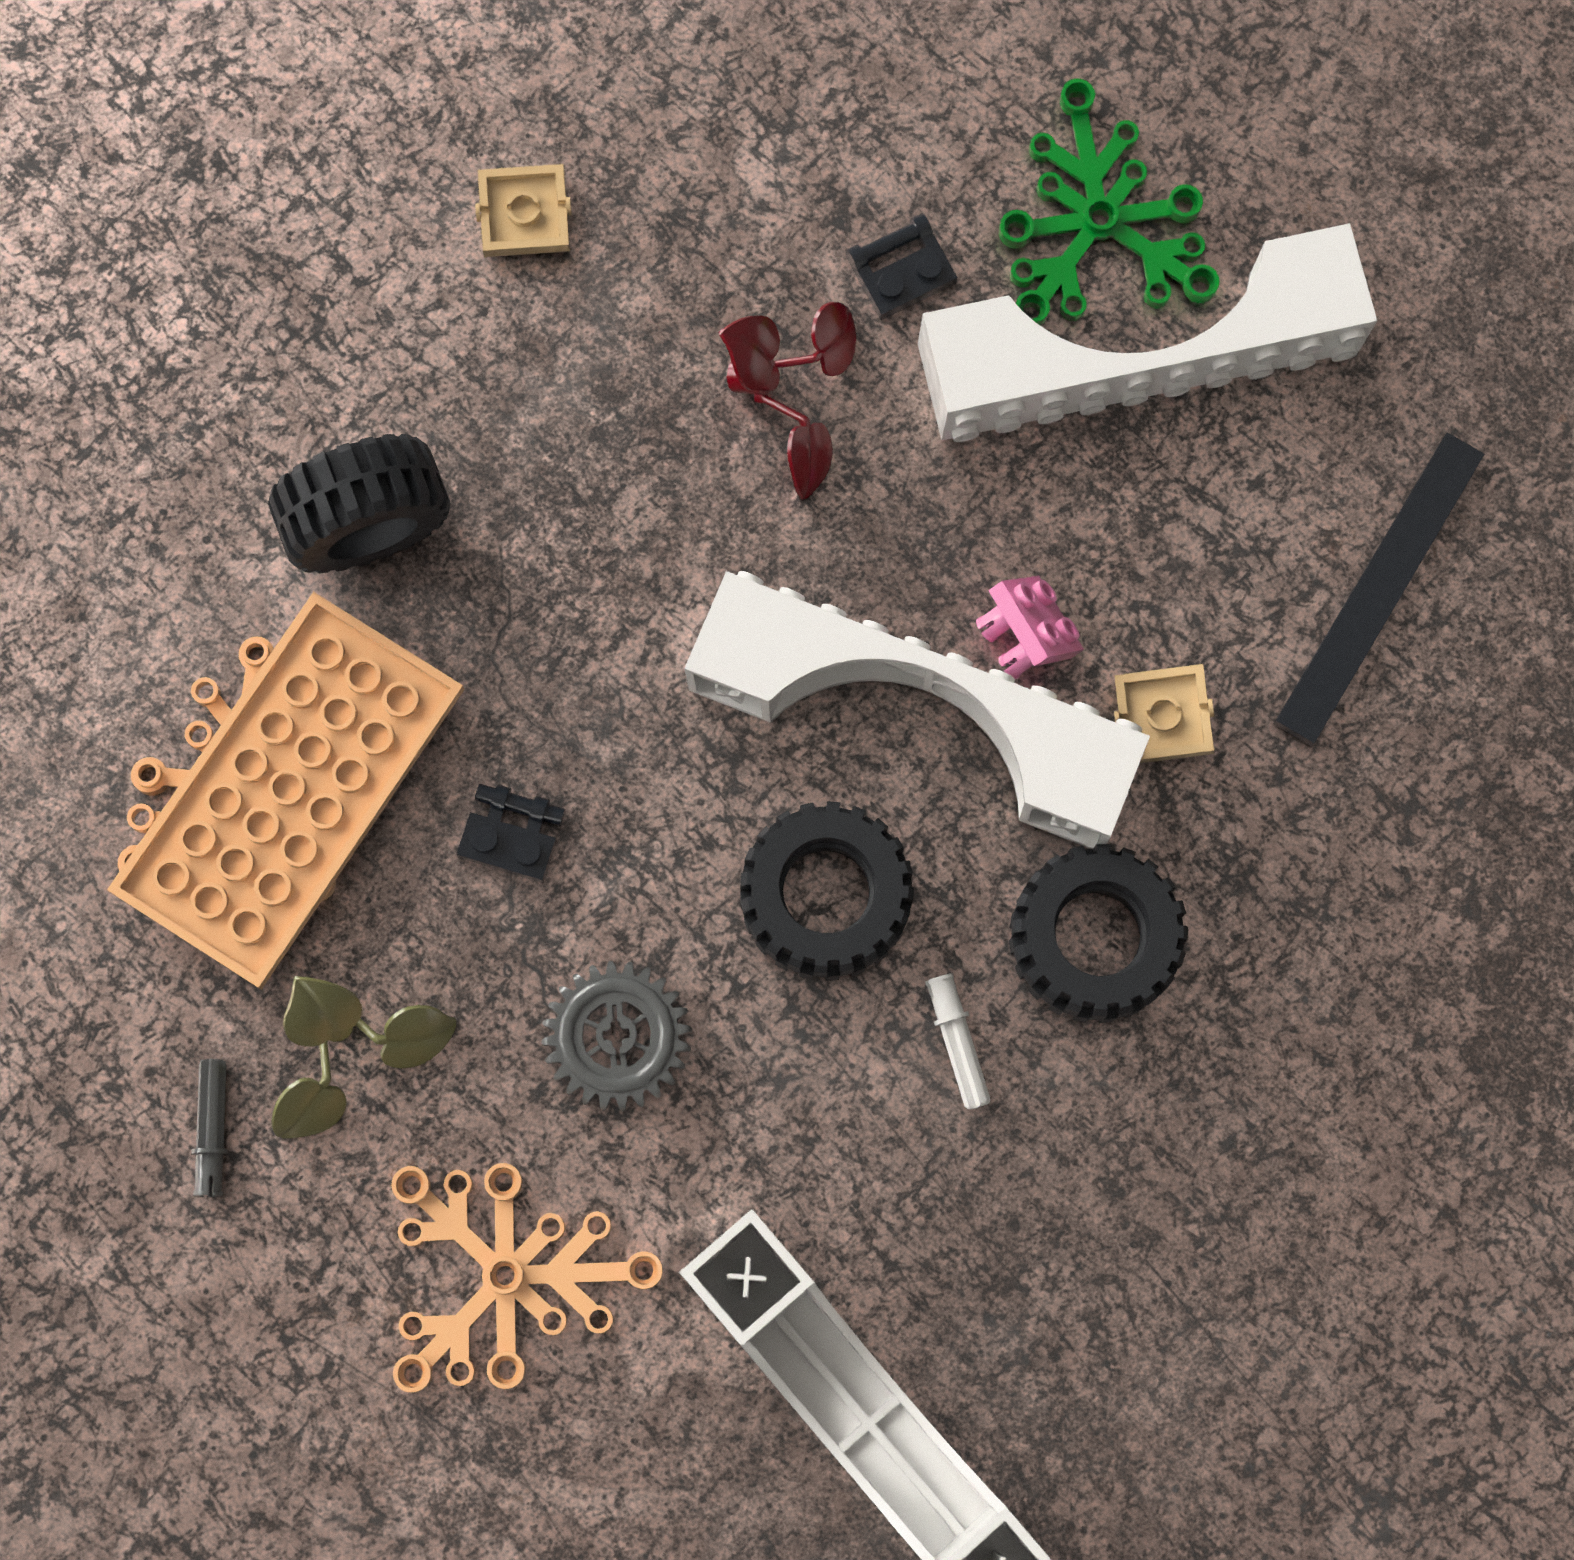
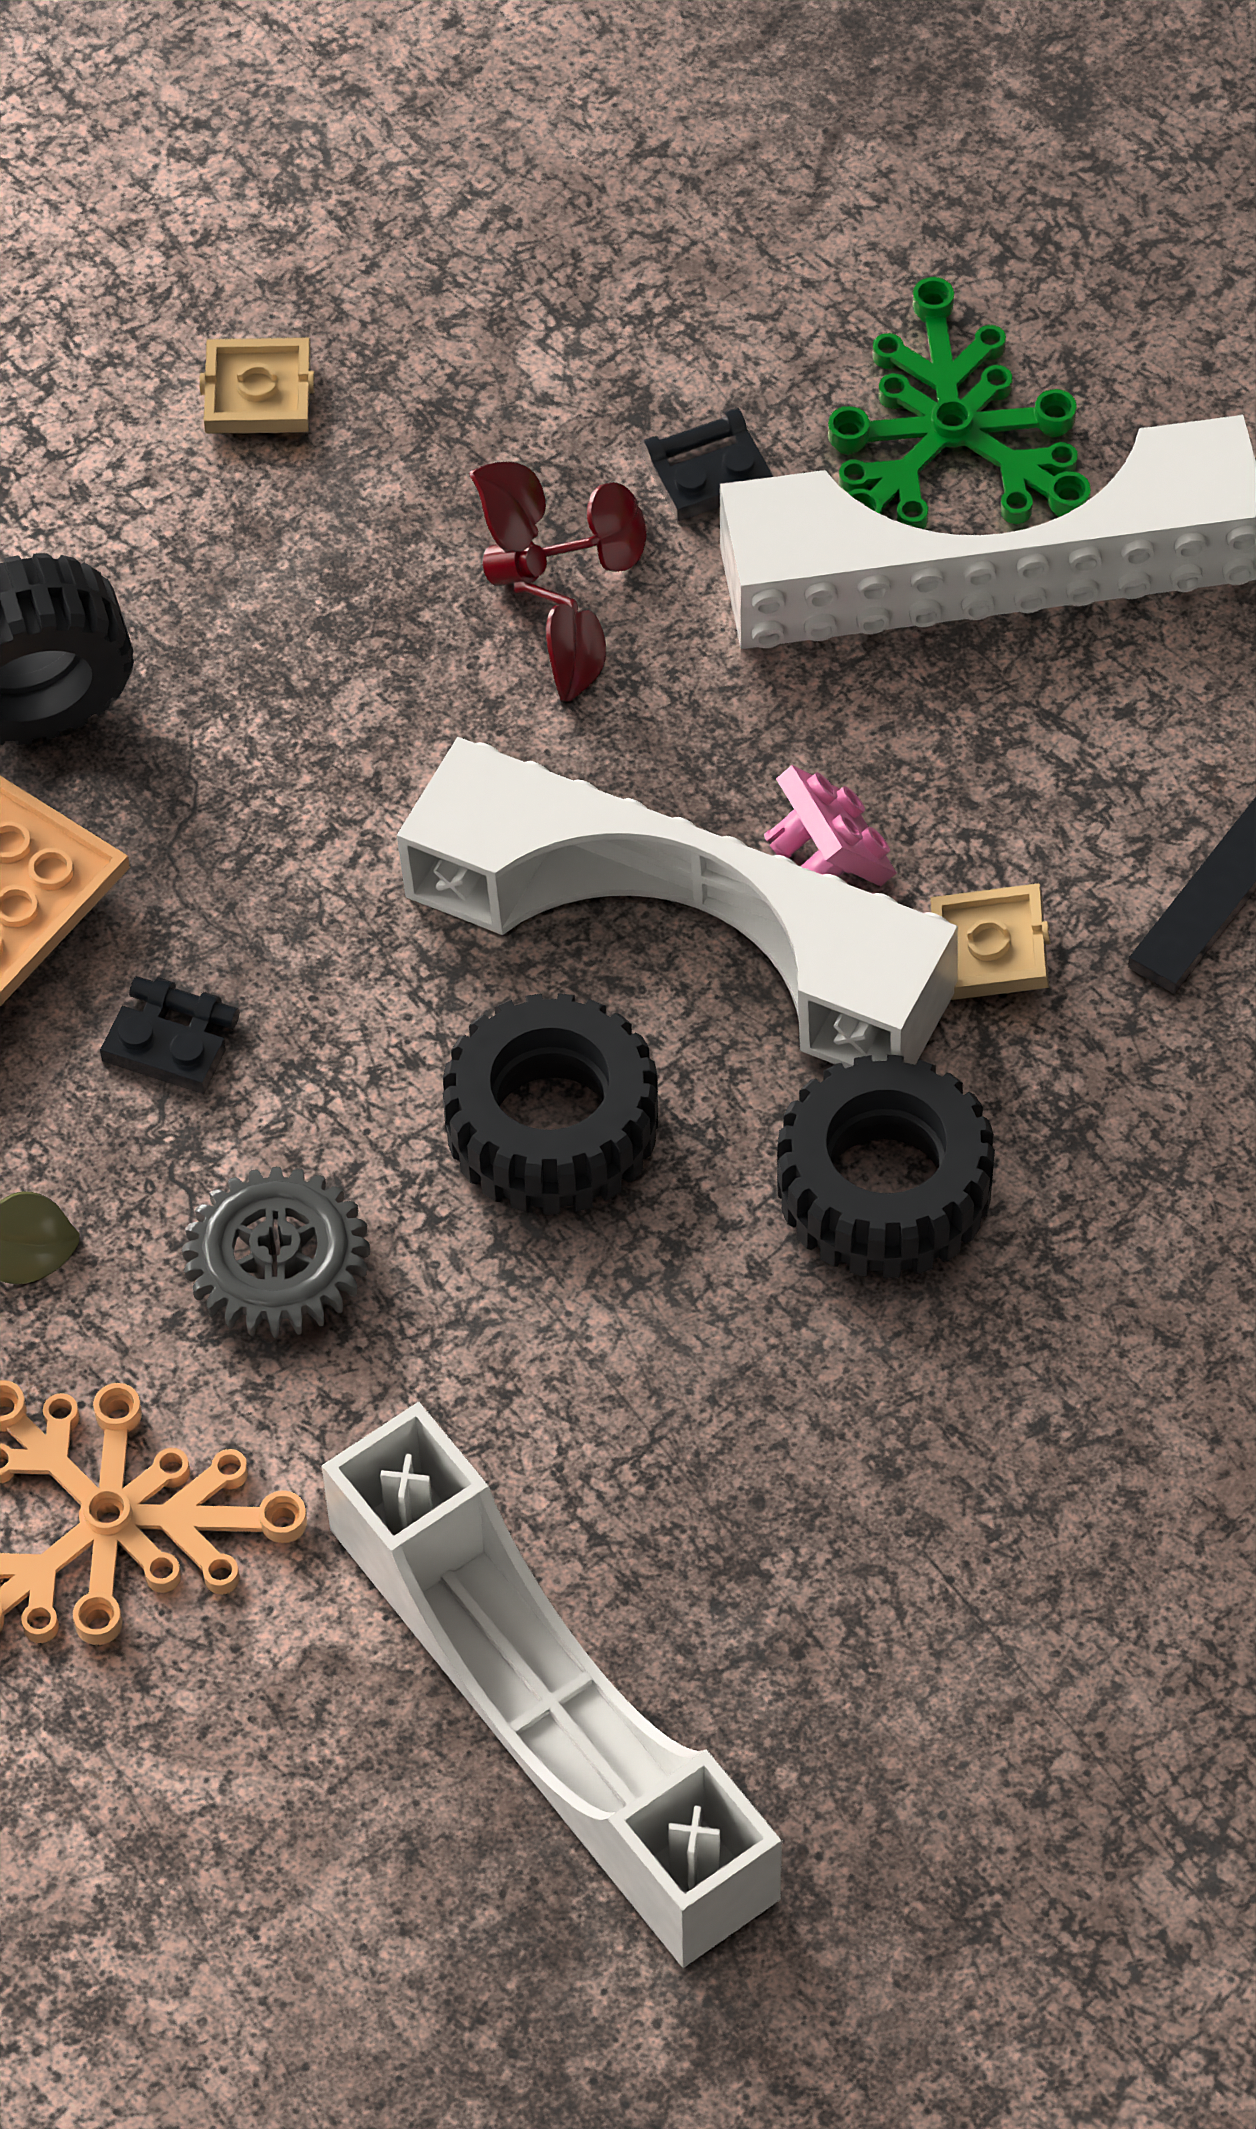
camera: 10 degrees right, 20 degrees down
(958, 1040) = (698, 1264): white axle -> none

